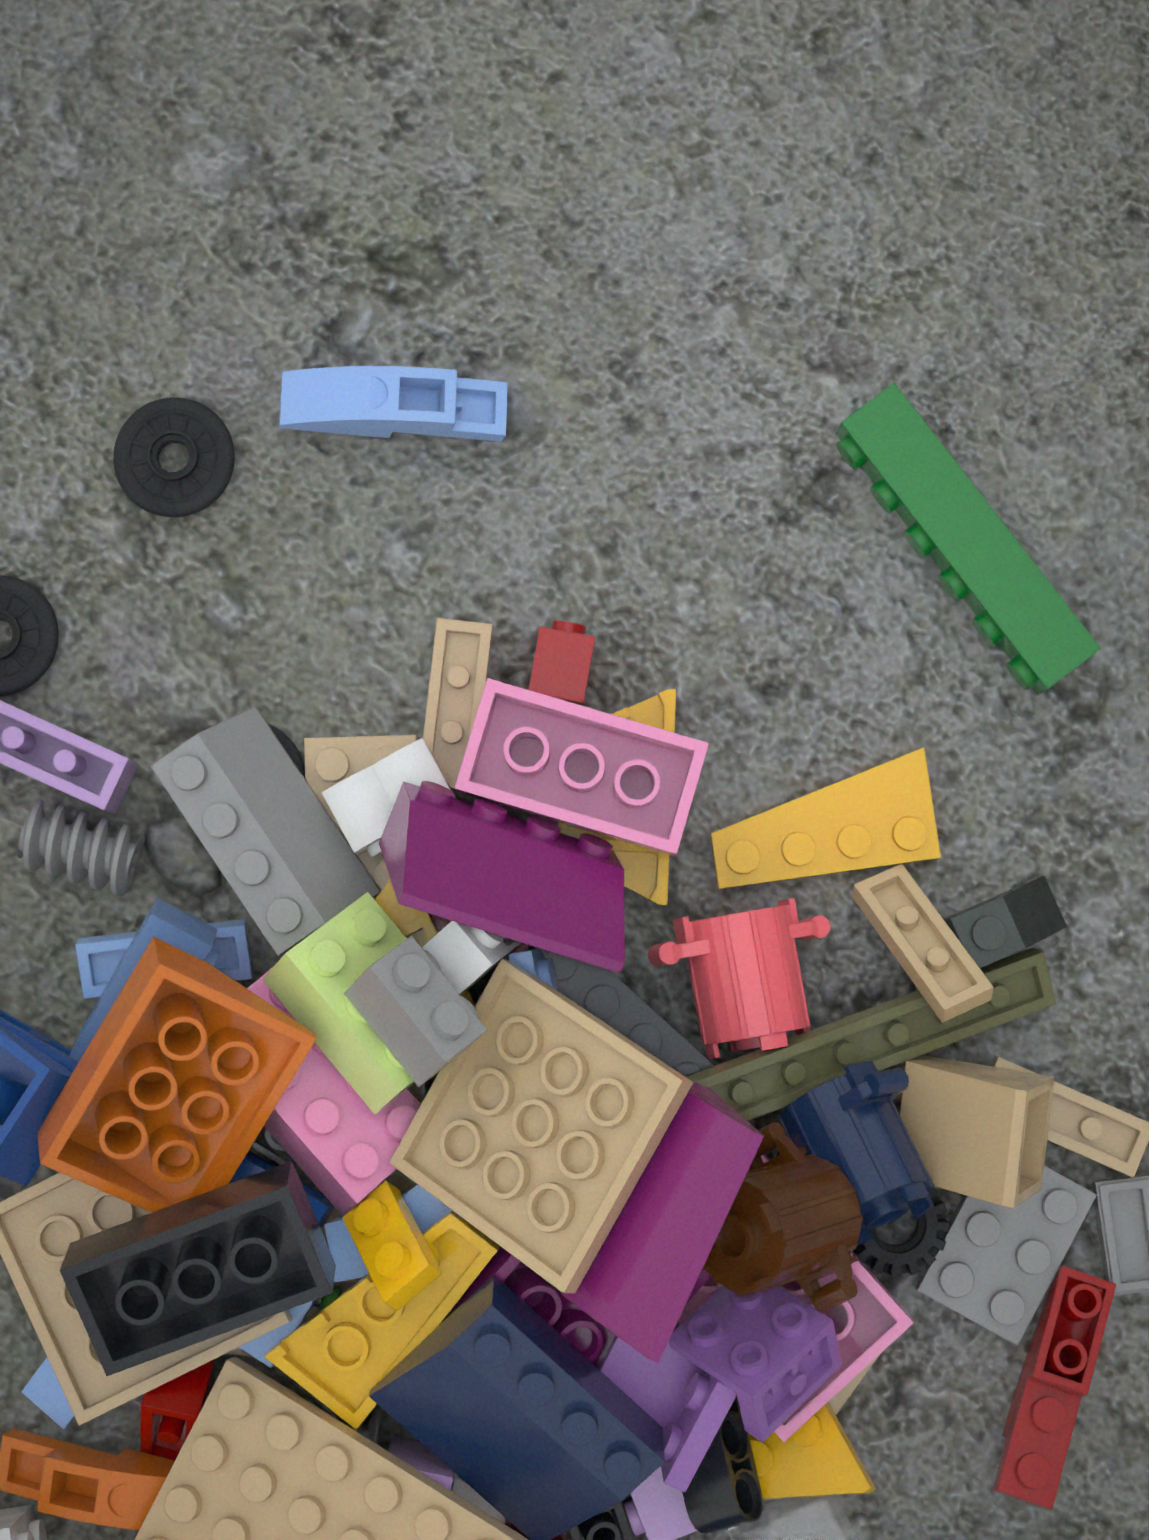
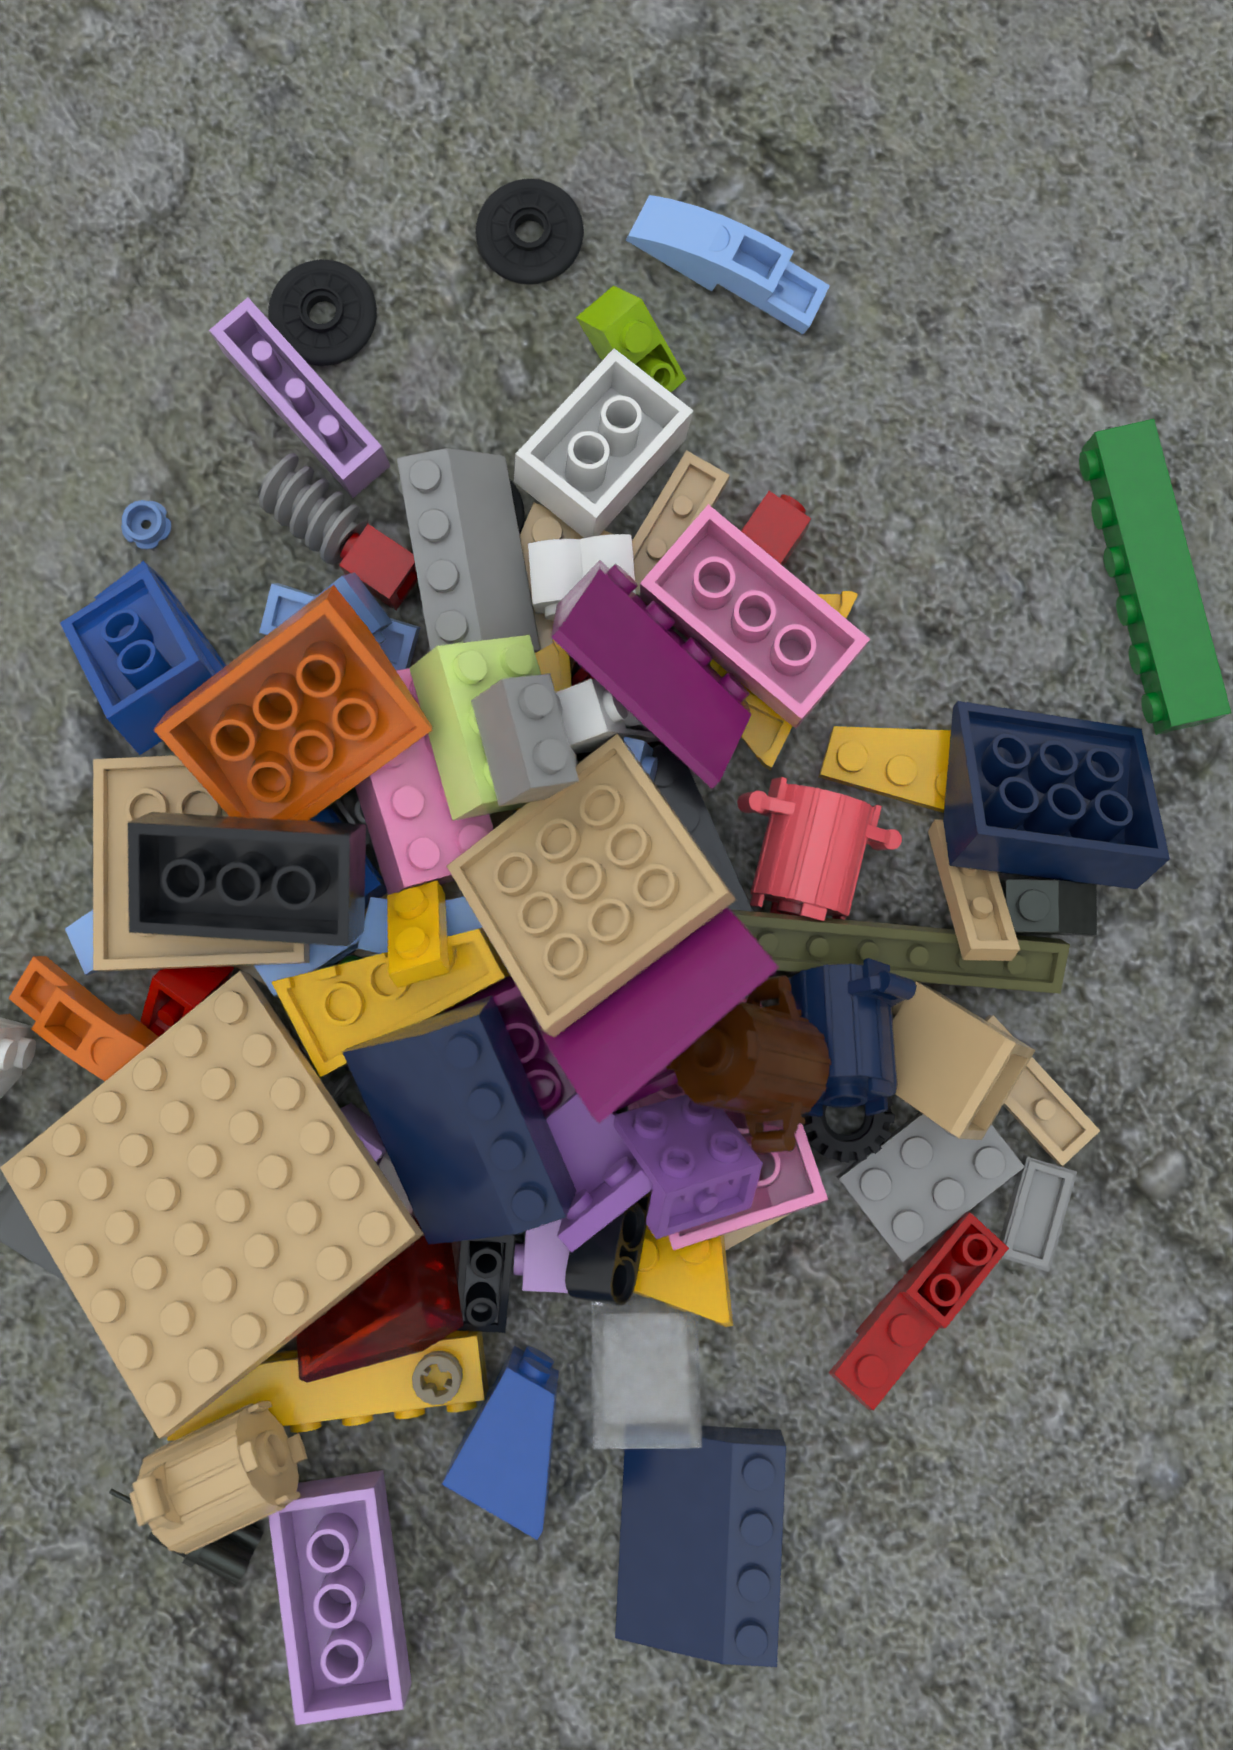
camera: 30 degrees right, 0 degrees up
(175, 875) = (380, 564): none -> red brick
(333, 534) = (625, 324): none -> lime slope
(350, 655) = (602, 445): none -> white brick
(959, 812) = (1051, 798): none -> dark blue slope

